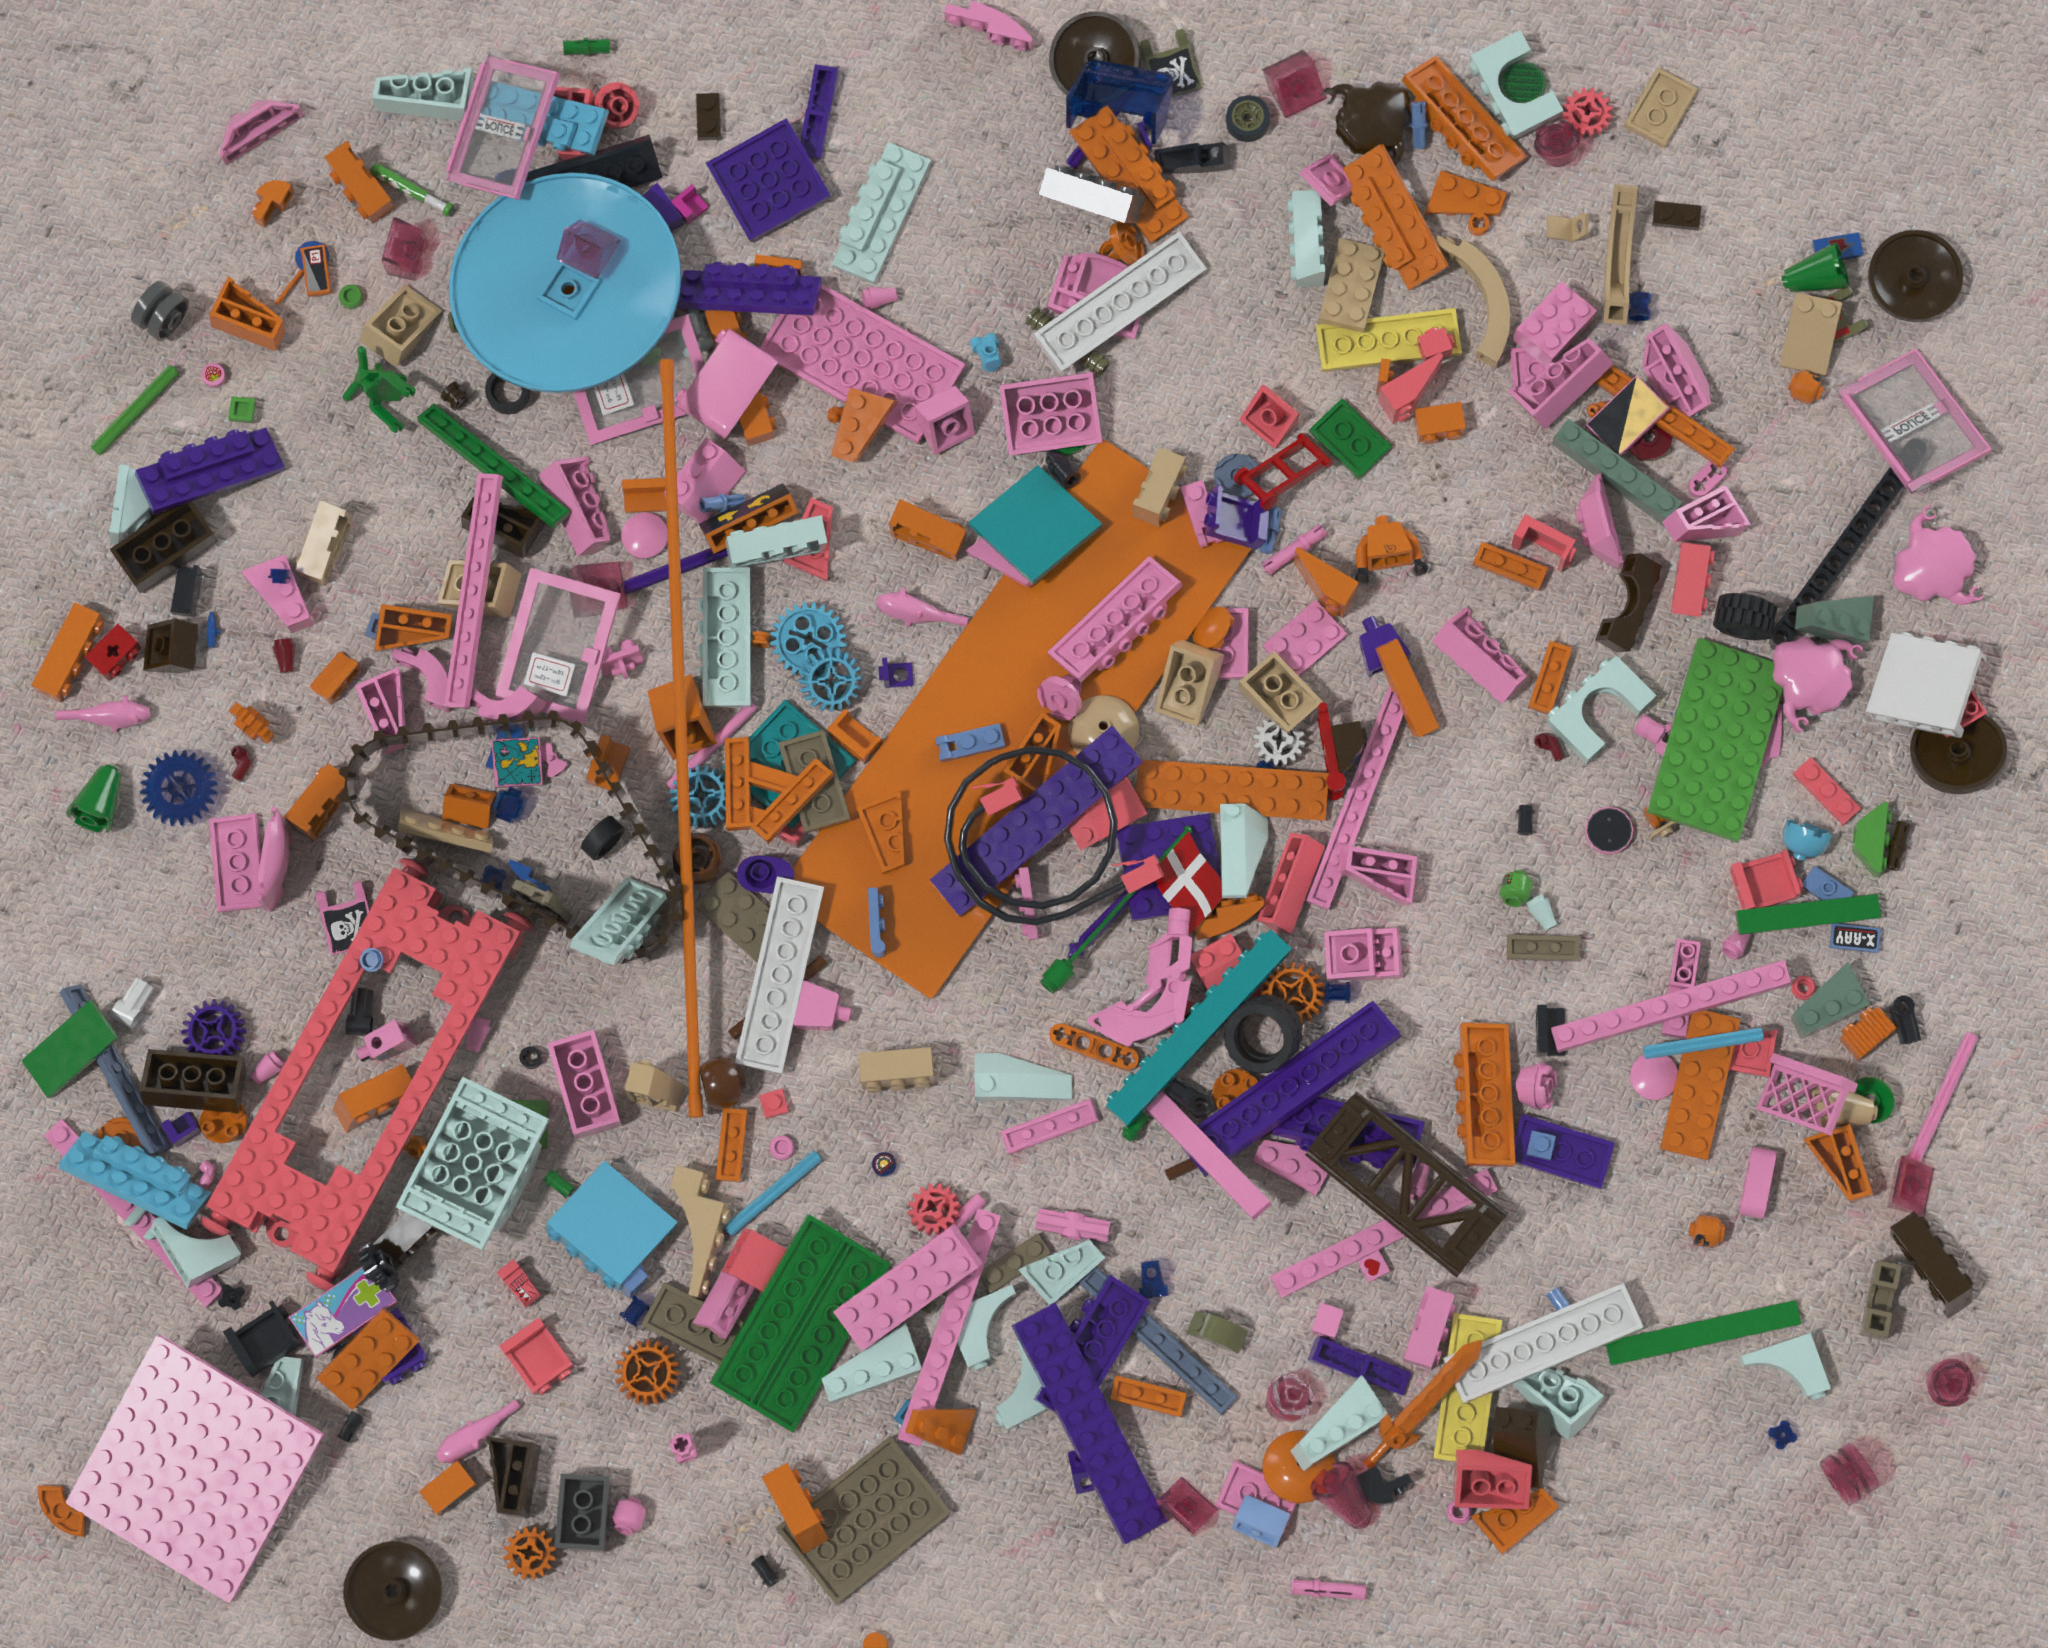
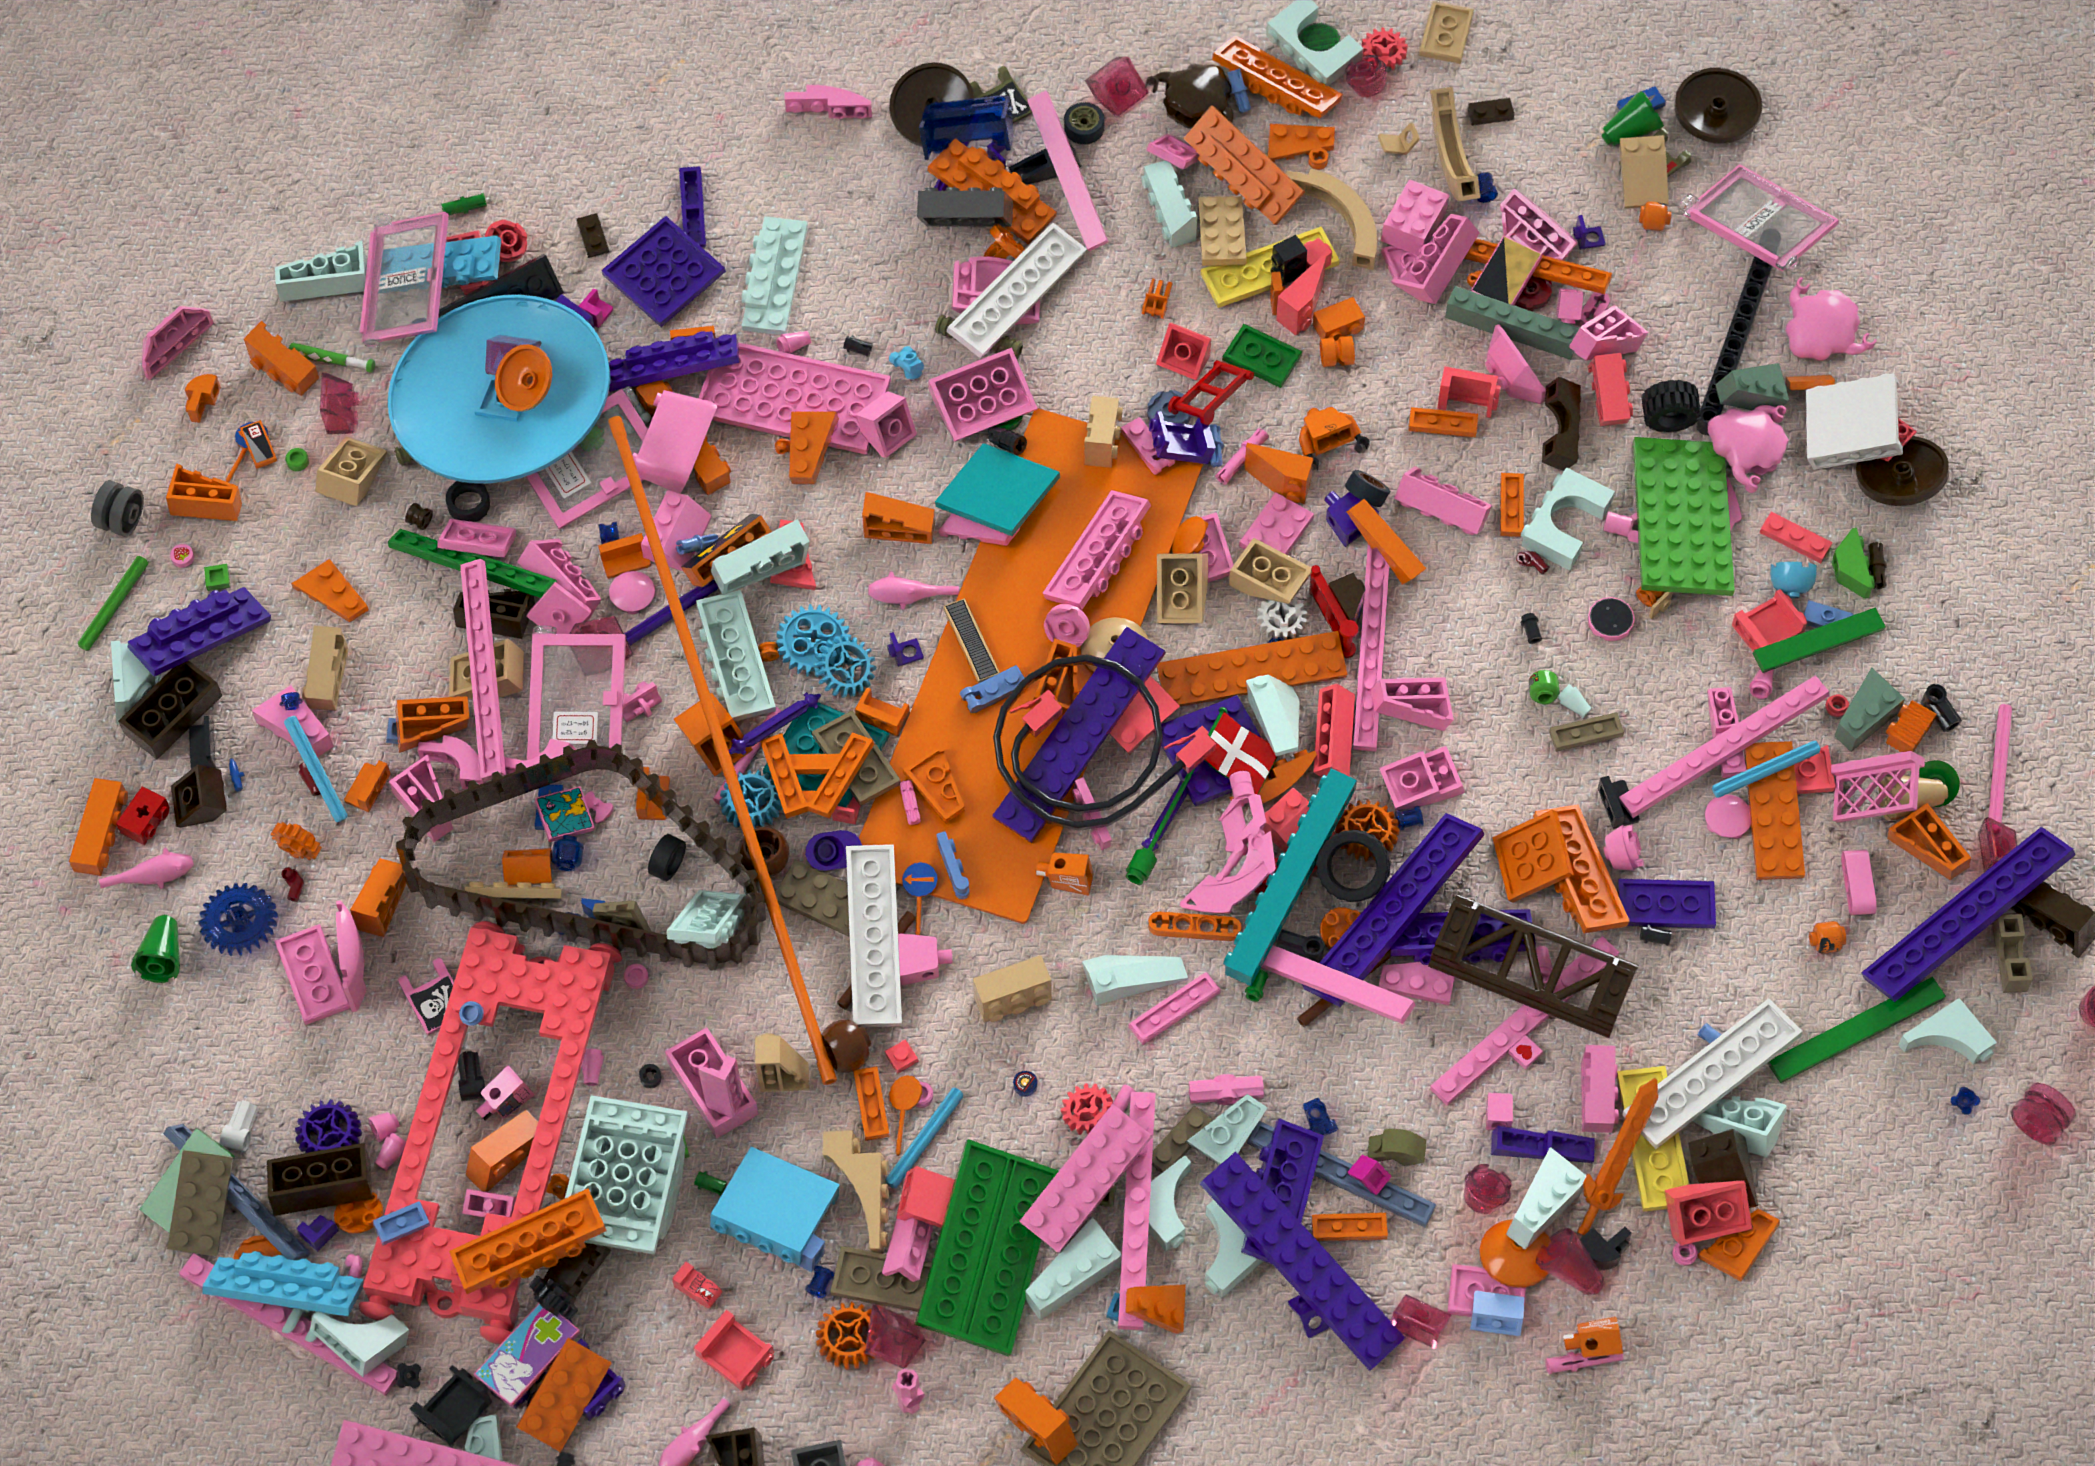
camera: 20 degrees left, 15 degrees down
(77, 1074) = (200, 1203): none -> dark tan plate
(254, 1156) = (401, 1223): none -> medium blue plate
(267, 1039) = (383, 1125): none -> bright pink hat
(288, 651) = (315, 769): none -> medium azure axle
(345, 1150) = (480, 1203): none -> bright pink brick
(350, 452) = (333, 590): none -> orange wing
(366, 1211) = (528, 1243): none -> orange plate
(379, 387) = (347, 521): green piece -> none
(505, 437) = (477, 538): none -> bright pink tile
(543, 950) = (636, 976): none -> bright pink tile
(564, 546) = (559, 610): none -> bright pink plate
(582, 280) = (516, 374): none -> orange dish
(590, 1110) = (722, 1088): none -> bright pink panel
(638, 466) = (609, 532): none -> clear blue wheel
(686, 1386) = (893, 1337): none -> clear pink slope
(744, 724) = (774, 723): none -> dark purple wheel
(765, 1146) = (904, 1096): none -> orange piece
(840, 928) = (919, 881): none -> blue piece
(854, 842) = (910, 802): none -> bright pink axle
(940, 317) = (857, 346): none -> black pin
(963, 683) = (971, 640): none -> tile
(992, 965) = (1068, 872): none -> orange torso
(1182, 1351) = (1370, 1174): none -> dark pink panel
(1211, 175) = (1067, 171): none -> bright pink tile
(1260, 348) = (1154, 302): none -> orange arm
(1344, 1575) = (1605, 1338): none -> orange torso
(1404, 346) = (1289, 259): none -> black brick
(1407, 623) = (1367, 487): none -> black wheel
(1426, 458) = (1337, 351): none -> orange wheel
(1443, 1069) = (1532, 856): none -> orange plate
(1539, 1182) = (1655, 935): none -> black pin
(1540, 1145) = (1646, 900): medium blue plate -> none
(1680, 471) = (1569, 305): none -> bright pink piece
(1721, 388) = (1580, 233): none -> dark purple bracket
(1850, 1250) = (1968, 914): none -> dark purple plate
(1854, 938) = (1868, 652): tile -> none
(1900, 622) = (1808, 382): none -> orange tile

